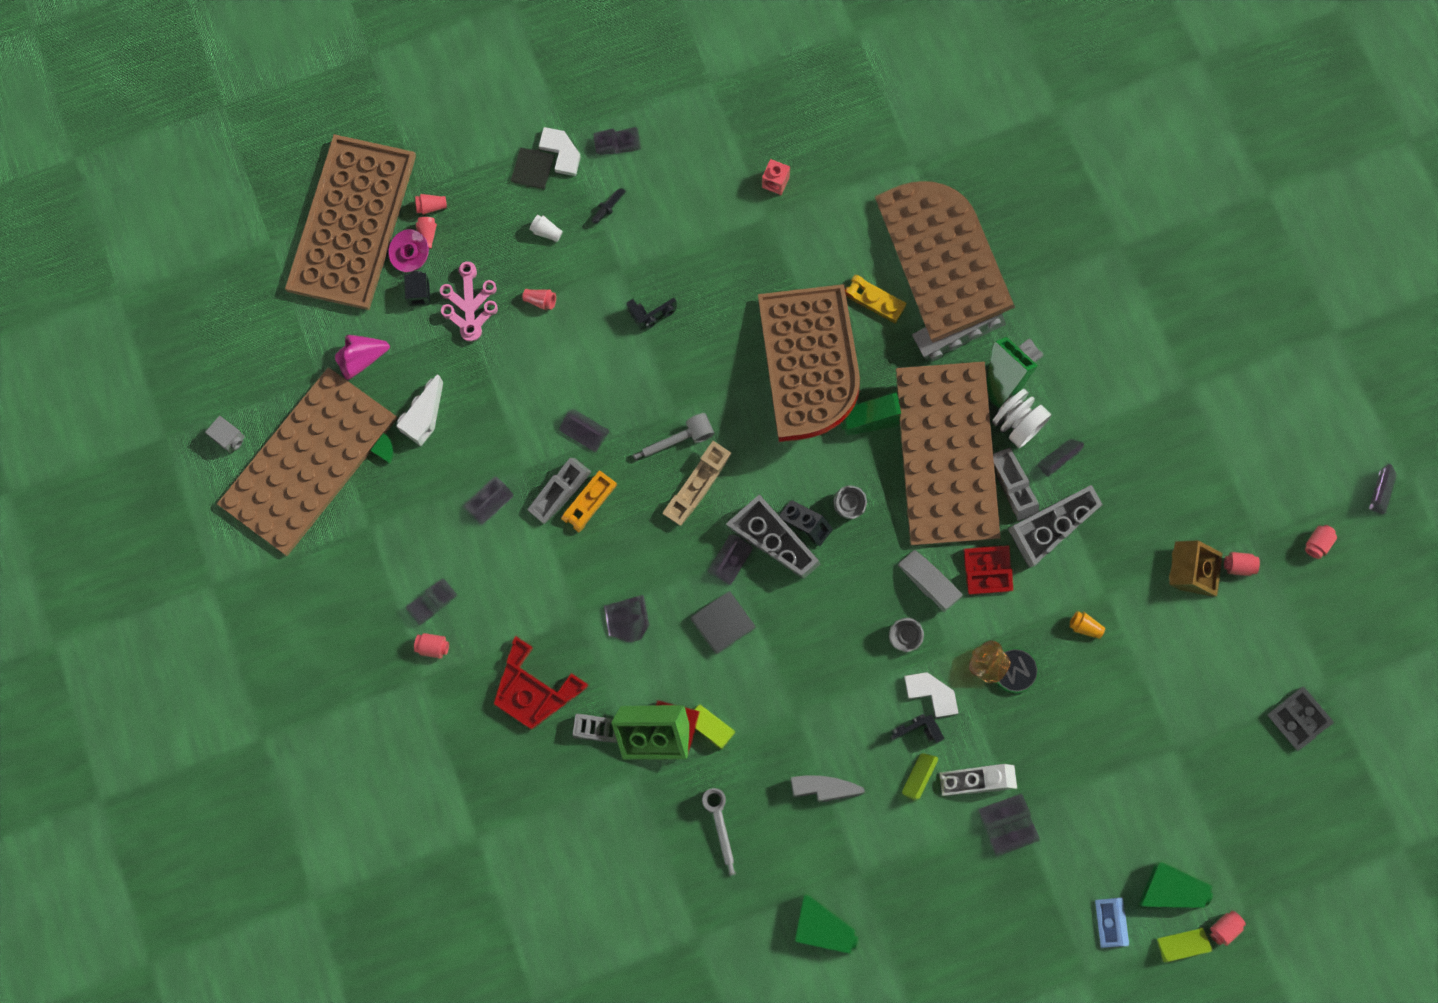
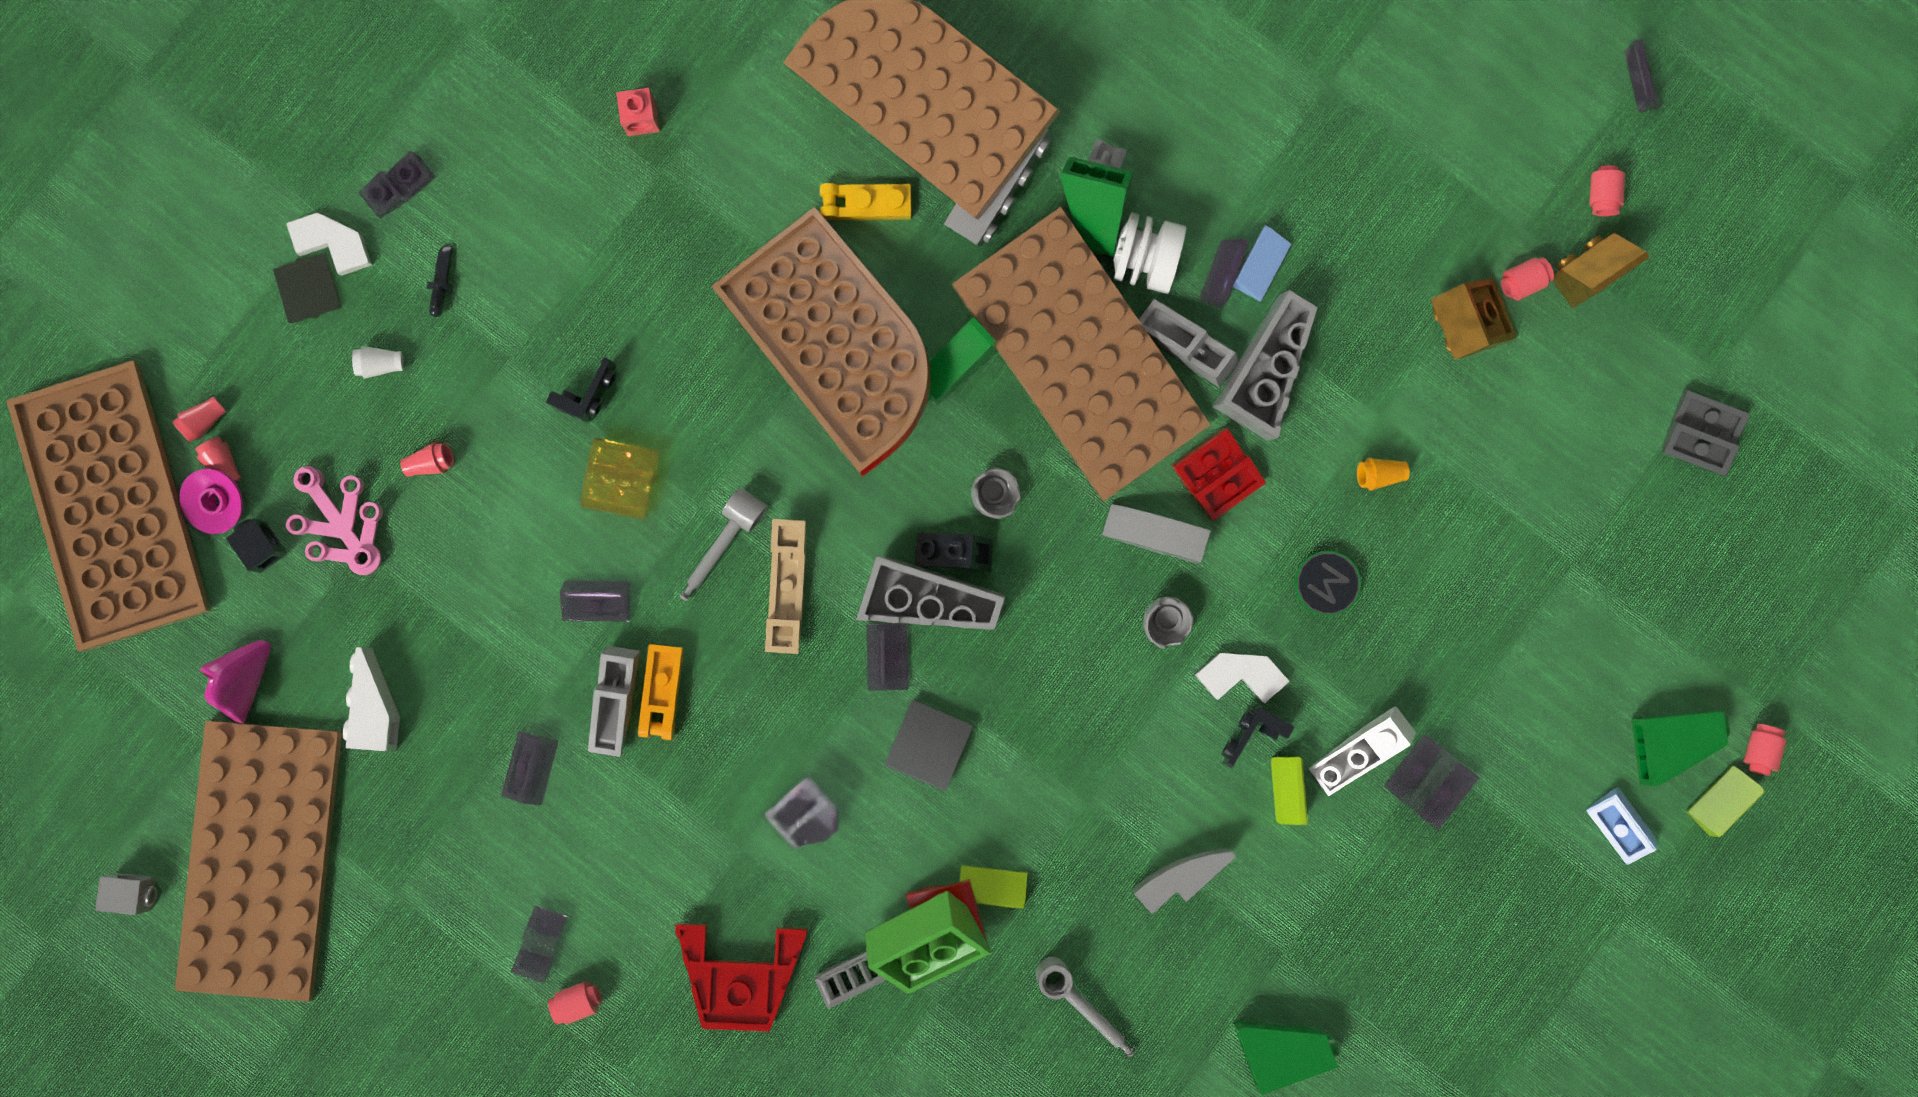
camera: 35 degrees left, 10 degrees up
(383, 448) = (349, 783): green tile -> none
(640, 370) = (619, 478): none -> clear yellow slope
(989, 662) = (1291, 594): clear orange hair -> none
(1086, 464) = (1262, 264): none -> light blue slope
(1287, 581) = (1597, 267): none -> pearl gold slope

